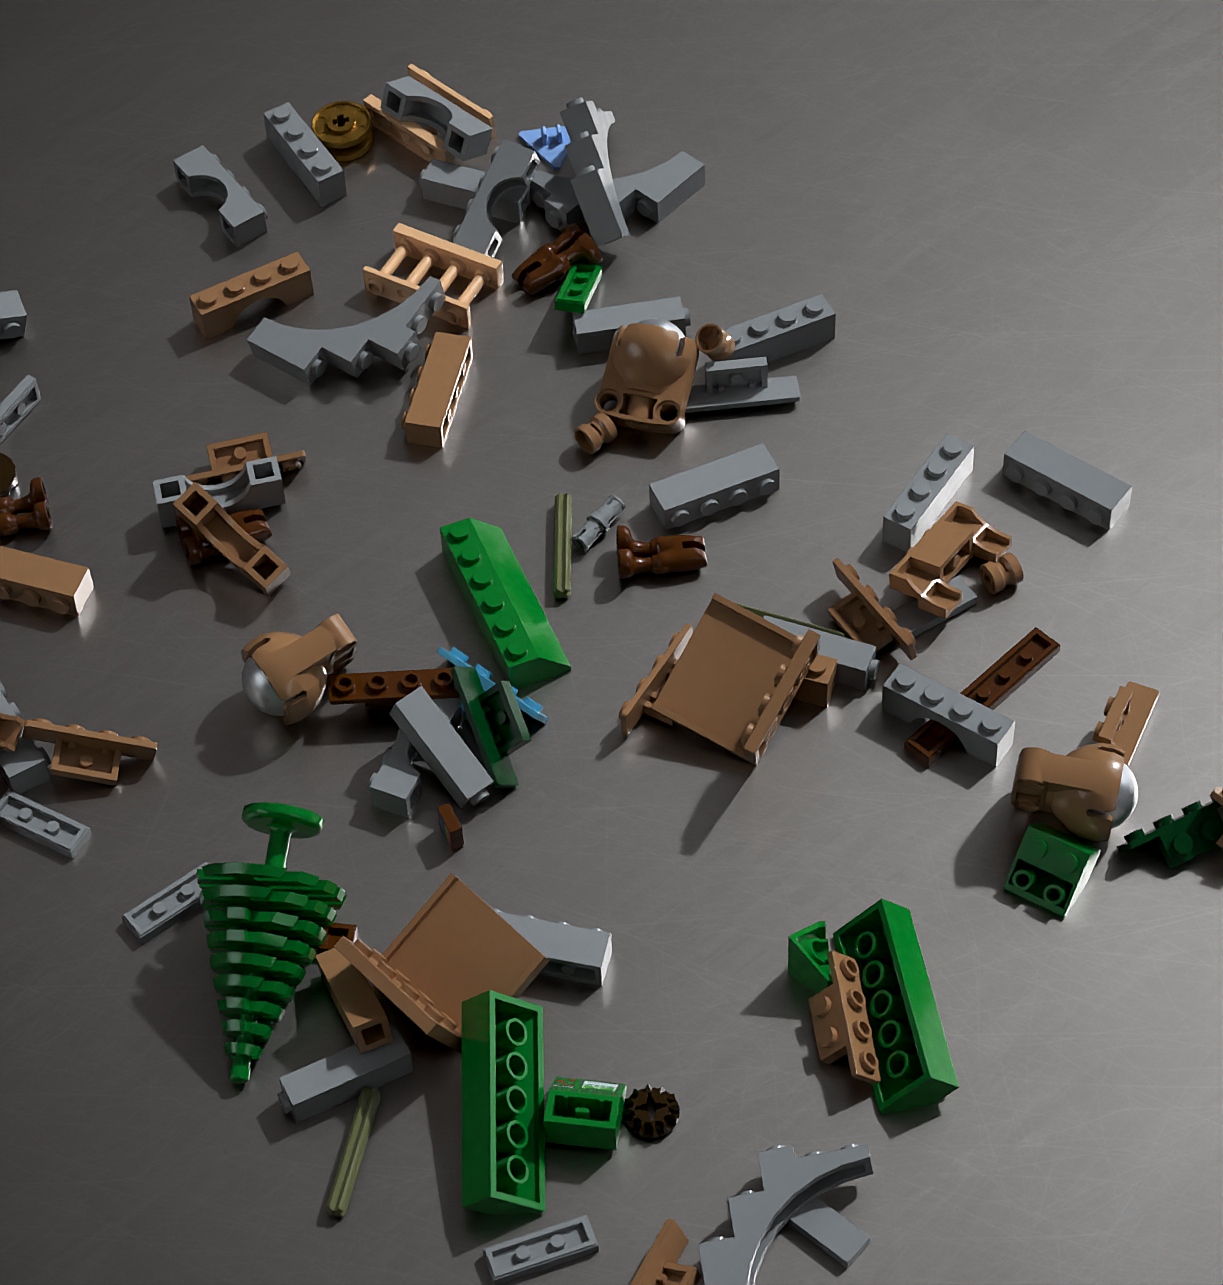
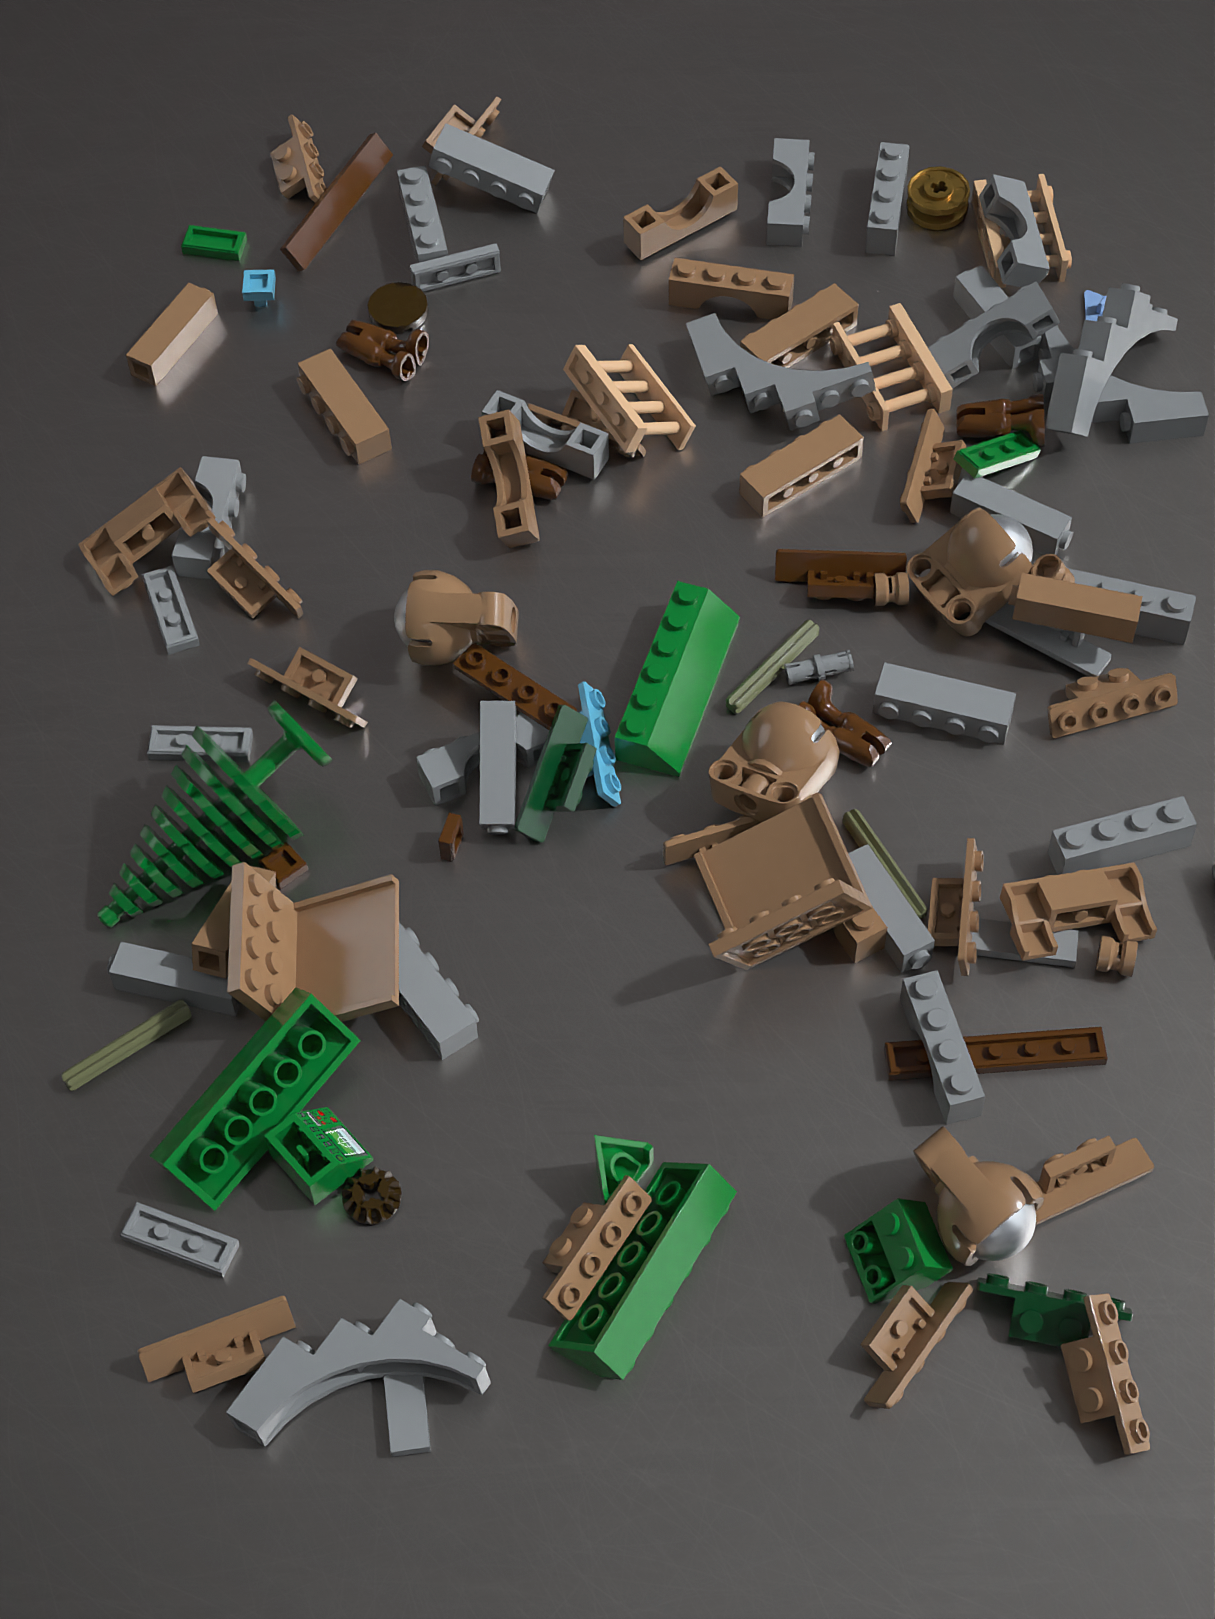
camera: 40 degrees right, 5 degrees up
(143, 287) = (709, 200): none -> medium nougat arch
(221, 791) = (316, 679): none -> medium nougat bracket
(259, 422) = (612, 407): none -> light nougat fence
(337, 286) = (802, 328): none -> medium nougat brick
(543, 327) = (932, 469): none -> medium nougat bracket
(544, 447) = (837, 572): none -> reddish brown bracket
(649, 602) = (774, 762): none -> medium nougat piece
(755, 352) = (1076, 607): none -> medium nougat brick
(825, 406) = (1109, 700): none -> medium nougat bracket
(1115, 916) = (907, 1336): none -> medium nougat bracket

